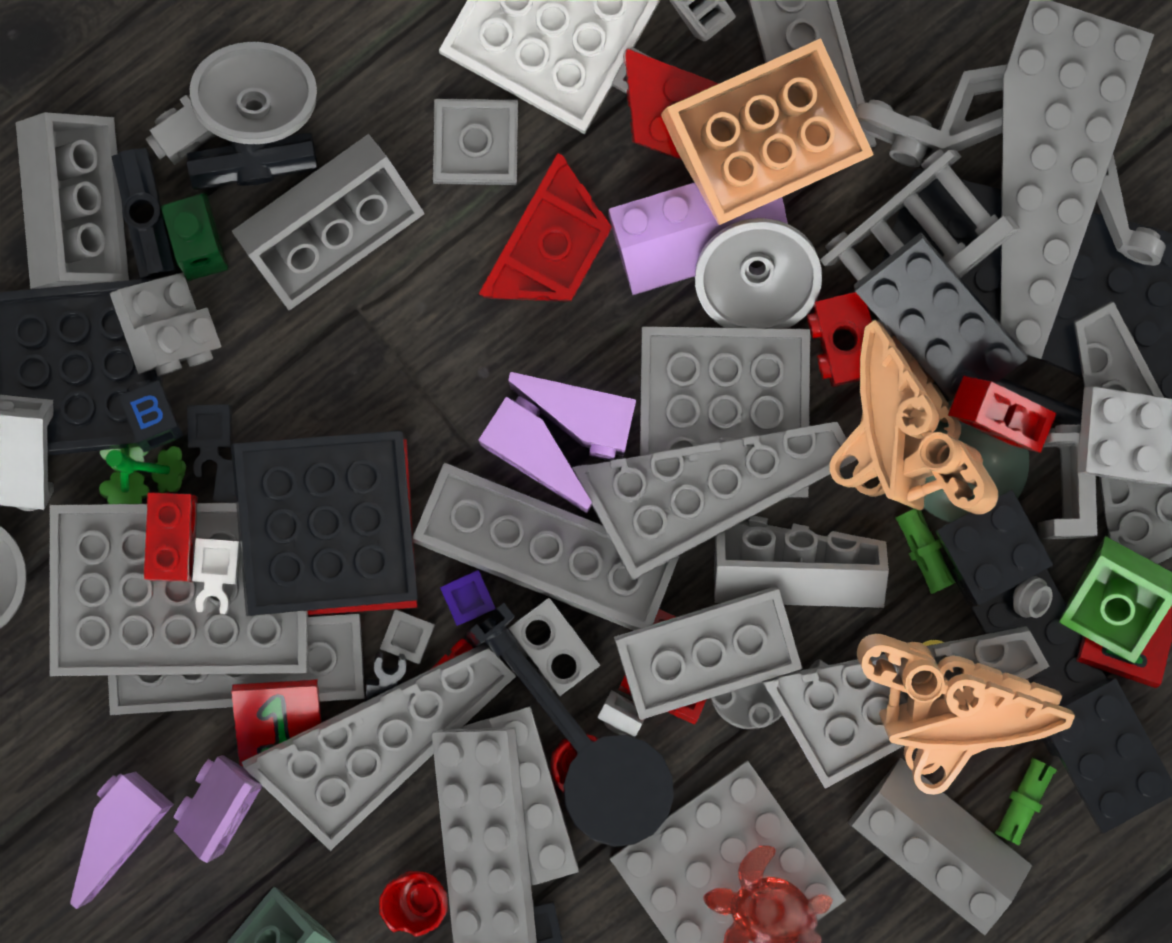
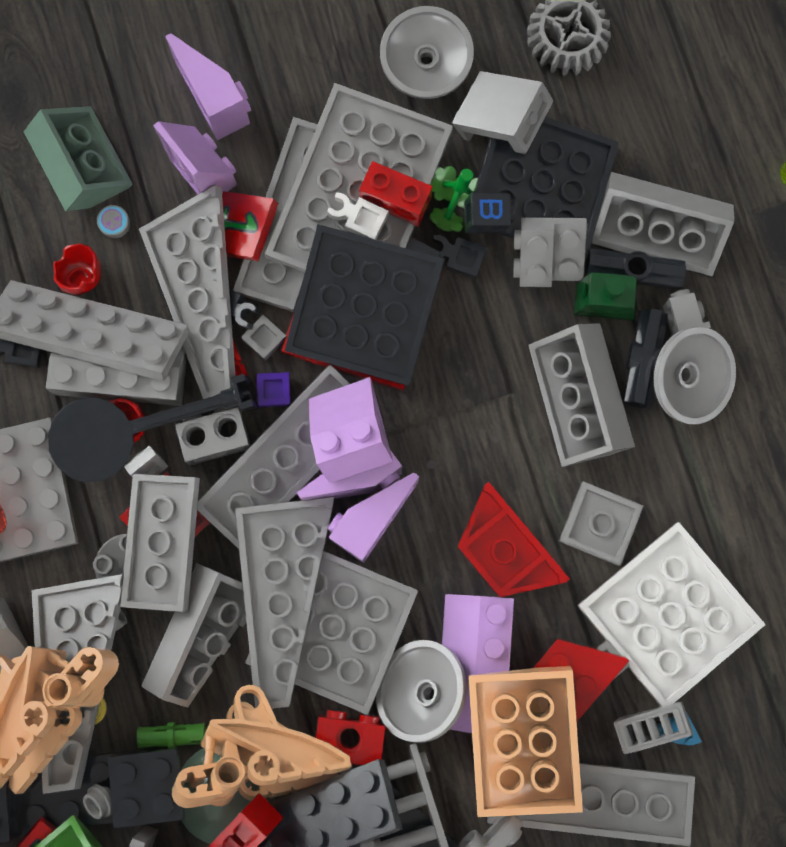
camera: 115 degrees right, 5 degrees down
(332, 888) = (113, 221): none -> tile
(487, 477) = (348, 431): none -> lavender slope

